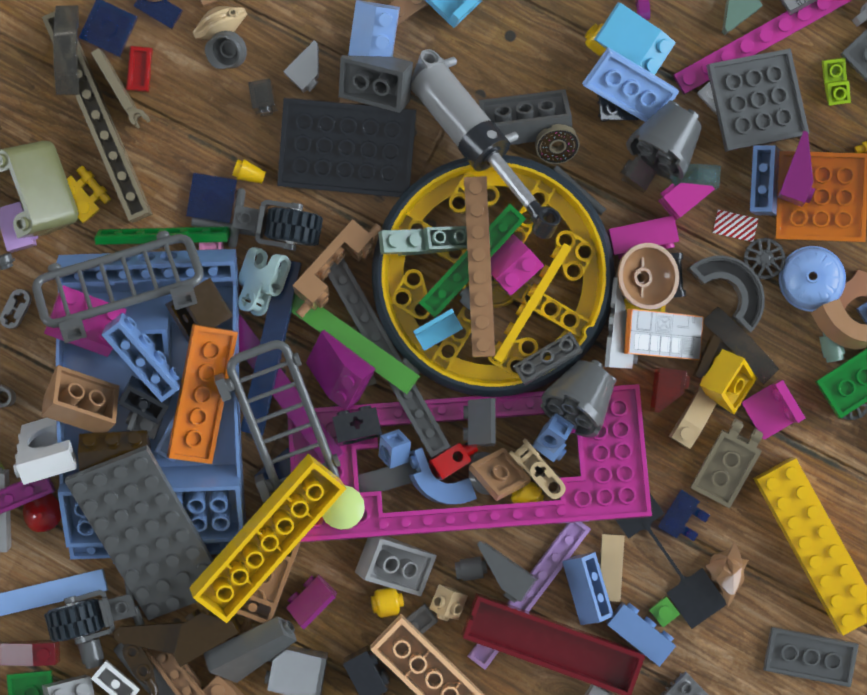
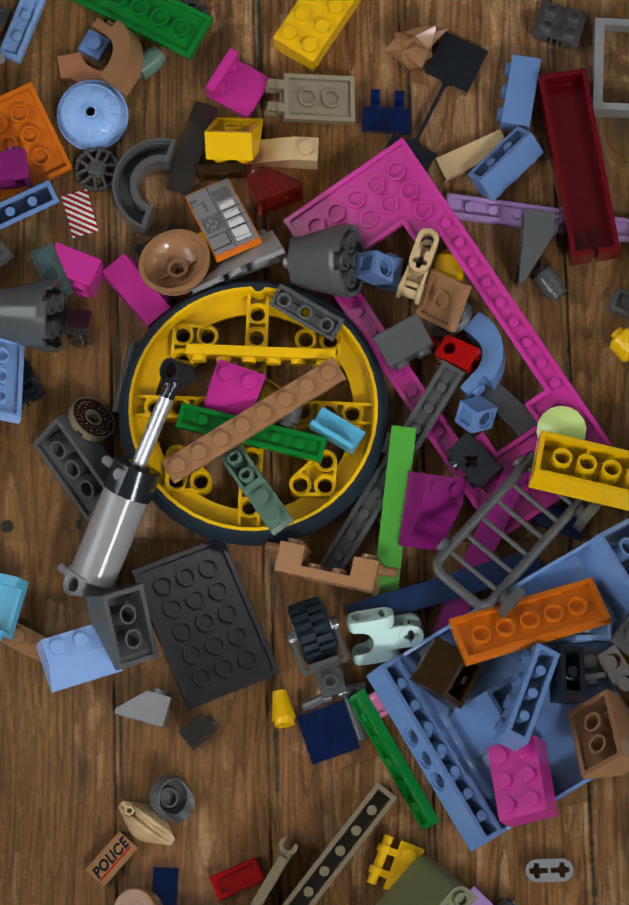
camera: 110 degrees left, 10 degrees down
(72, 325) = (533, 780): dark grey bar -> none
(395, 564) = (587, 356): light grey slope -> none
(448, 603) = (594, 285): tan brick -> none
(664, 611) = (486, 85): bright green plate -> none

